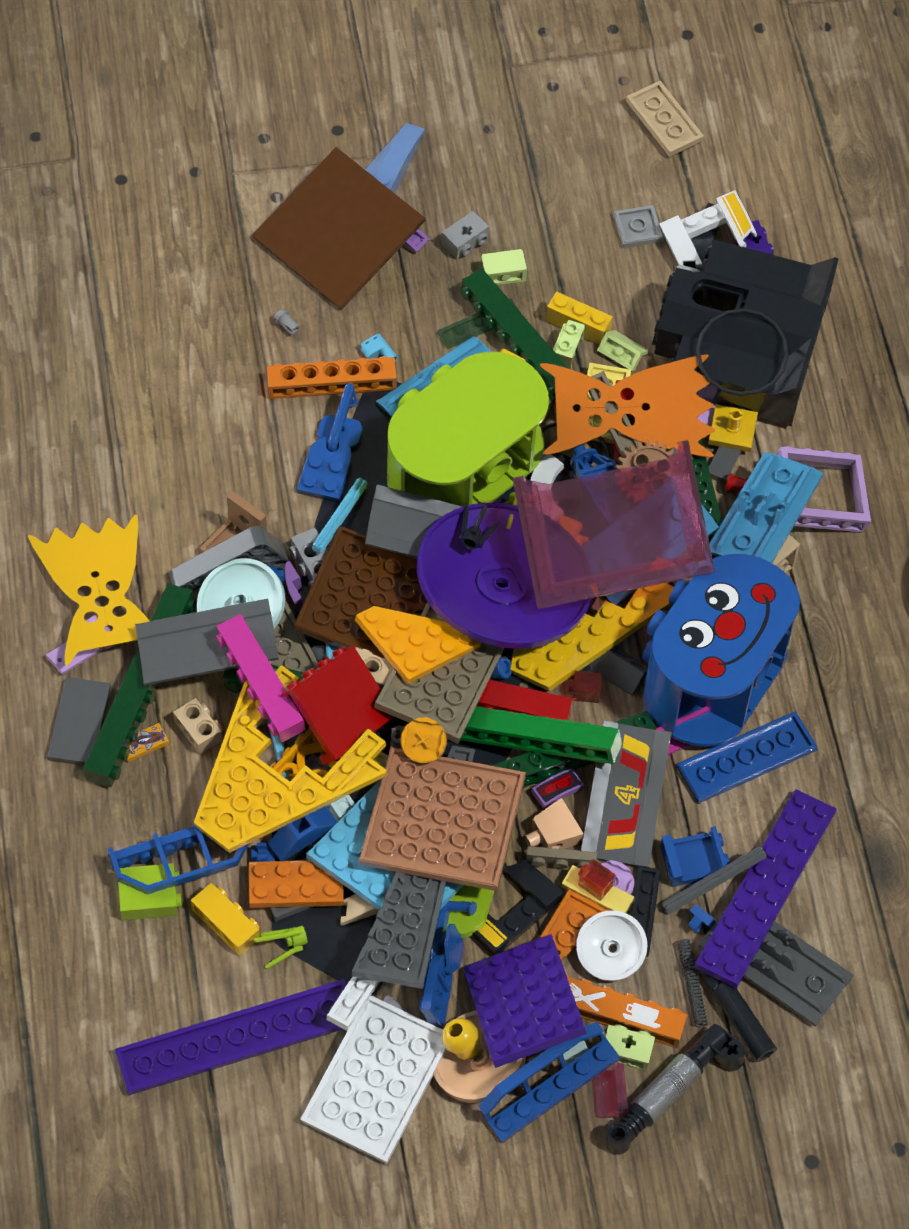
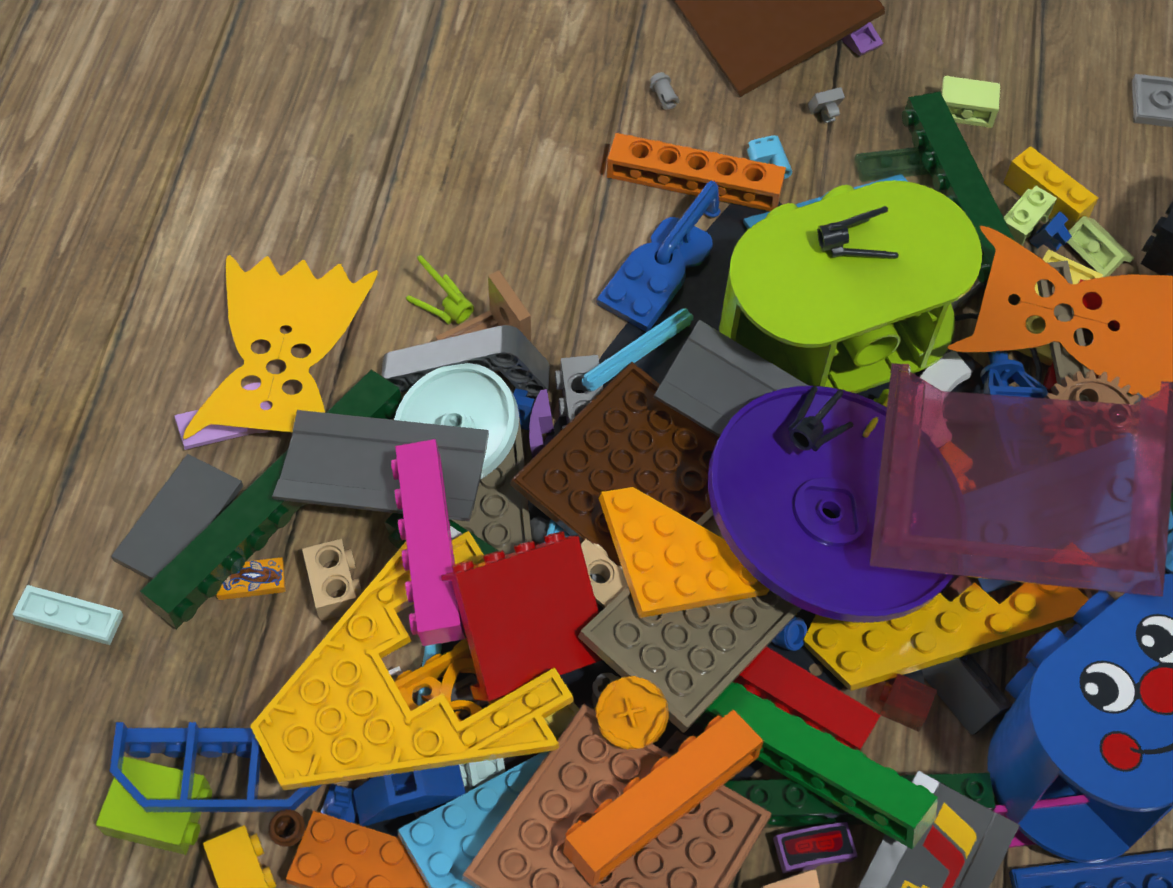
camera: 20 degrees right, 0 degrees up
(35, 801) = (68, 614): none -> light aqua tile
(203, 522) = (455, 304): none -> lime plant
(238, 871) = (282, 823): none -> reddish brown cone
(406, 299) = (827, 103): none -> light grey tile
(450, 404) = (836, 234): none -> black plant
(459, 780) = (661, 797): none -> orange brick
(465, 235) = (930, 50): light grey brick -> none
(589, 349) = (1052, 233): none -> tile

